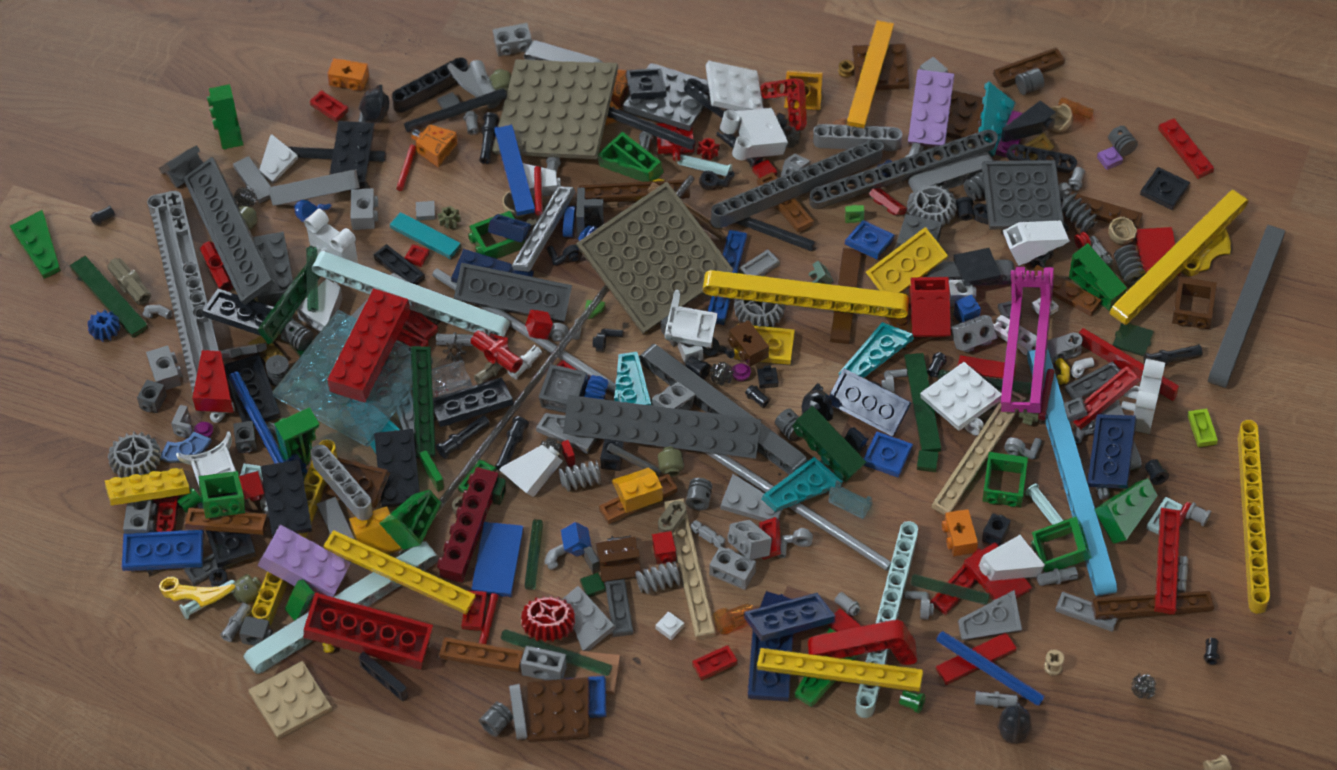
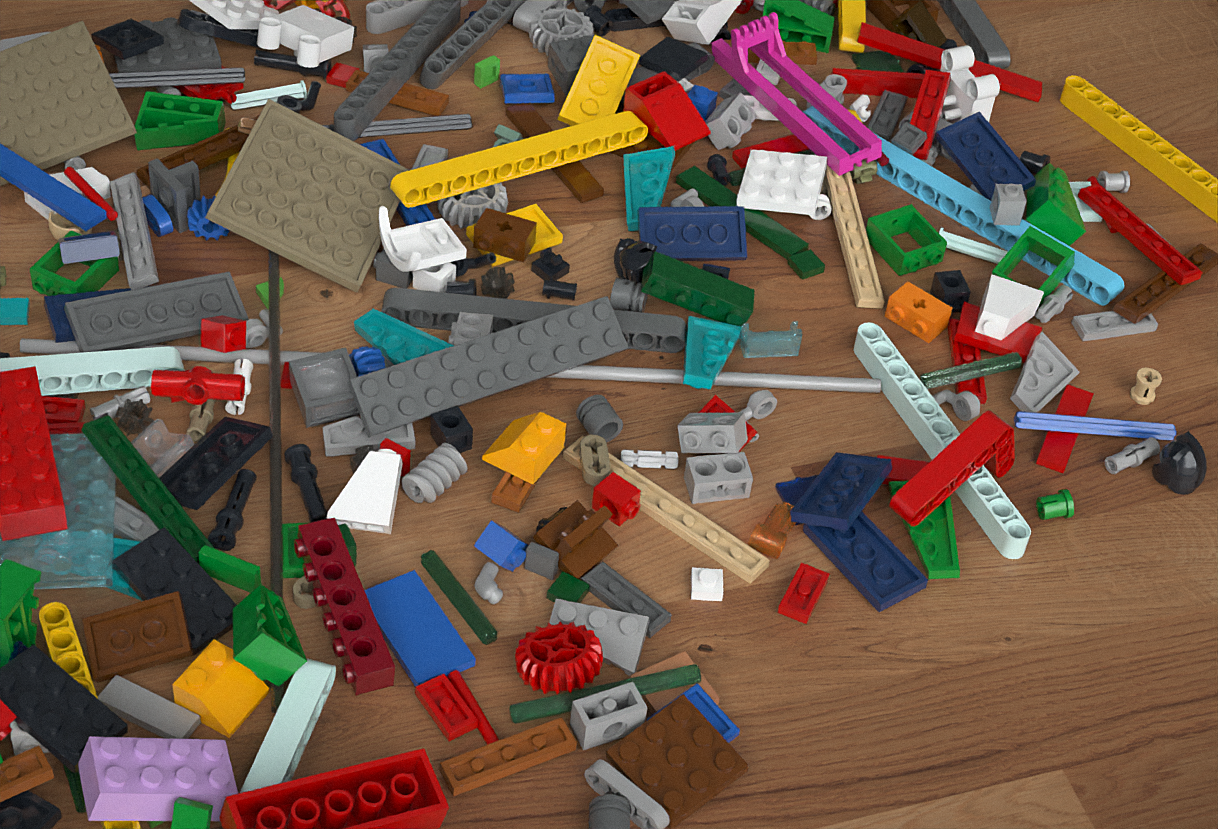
camera: 45 degrees left, 10 degrees down
(341, 482) = (125, 639): light grey beam -> none
(399, 572) = (307, 710): yellow plate -> none
(569, 254) = (190, 246): black plate -> none
(599, 341) = (316, 317): black plate -> none
(633, 459) = (480, 418): dark grey bar -> none
(658, 577) = (644, 536): light grey piece -> none
(670, 461) = (529, 399): olive head -> none
(708, 149) = (259, 77): red gear -> none
(741, 372) = (519, 272): magenta plate -> none
(746, 501) = (658, 401): light grey wing -> none
(840, 669) = (959, 511): yellow plate -> none
(851, 607) = (880, 446): light grey pin -> none
(882, 198) = (521, 48): red plate -> none
(887, 454) = (761, 274): blue tile -> none
(1017, 447) = (884, 202): light grey plate -> none
(1084, 492) = (1007, 204): none -> light grey brick
(1174, 364) = (931, 56): none -> red tile
(1177, 328) = (919, 25): none -> dark brown brick
(1202, 427) = (1029, 107): lime plate -> none

